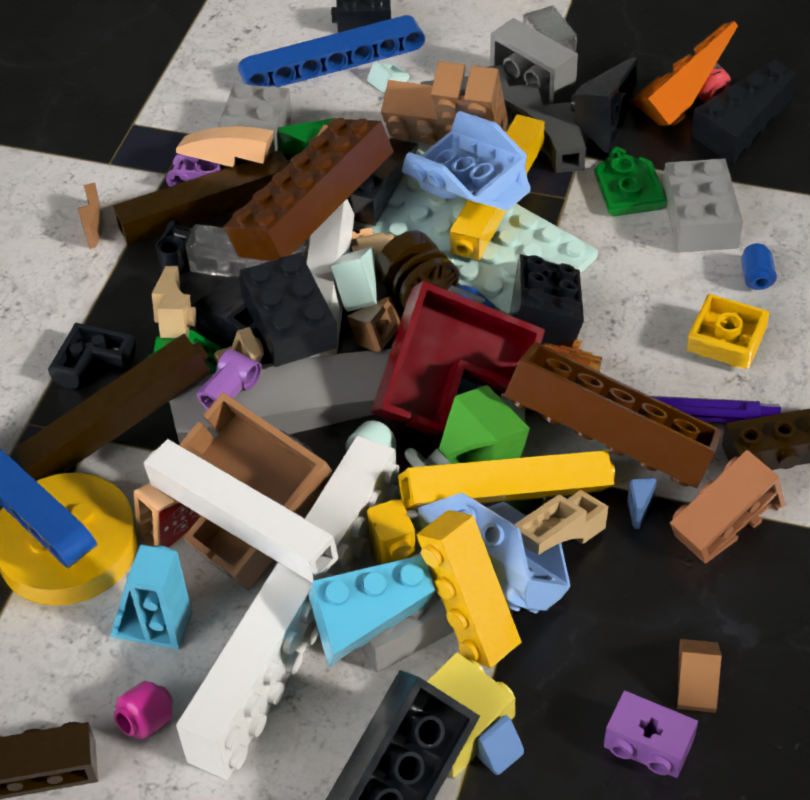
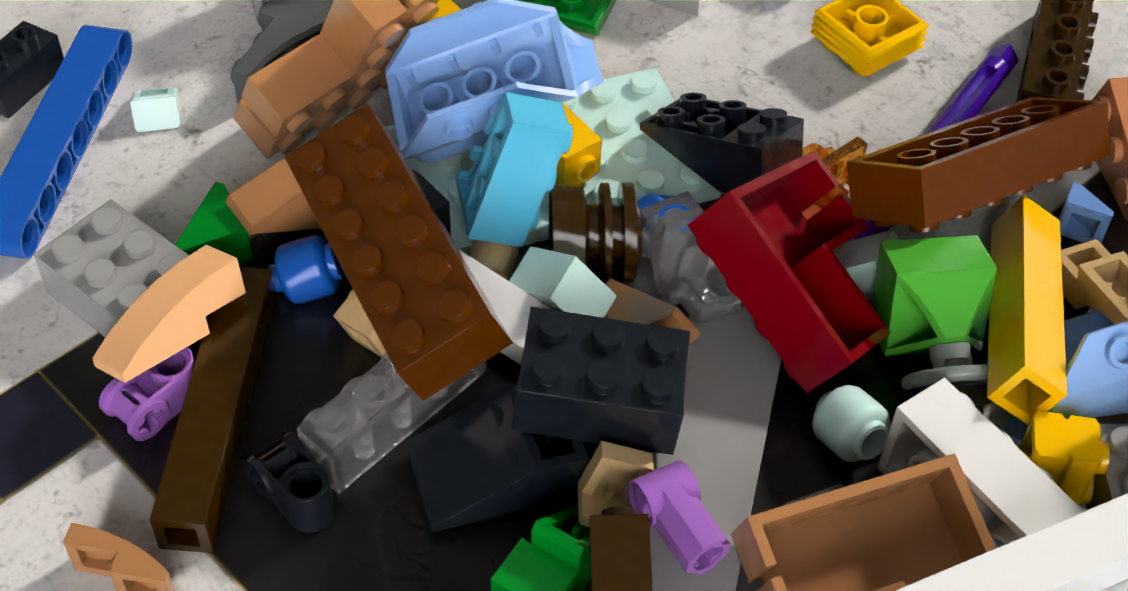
camera: 65 degrees left, 0 degrees up
(171, 306) = (440, 531): tan slope -> none
(404, 203) = (513, 169): none -> medium azure wedge

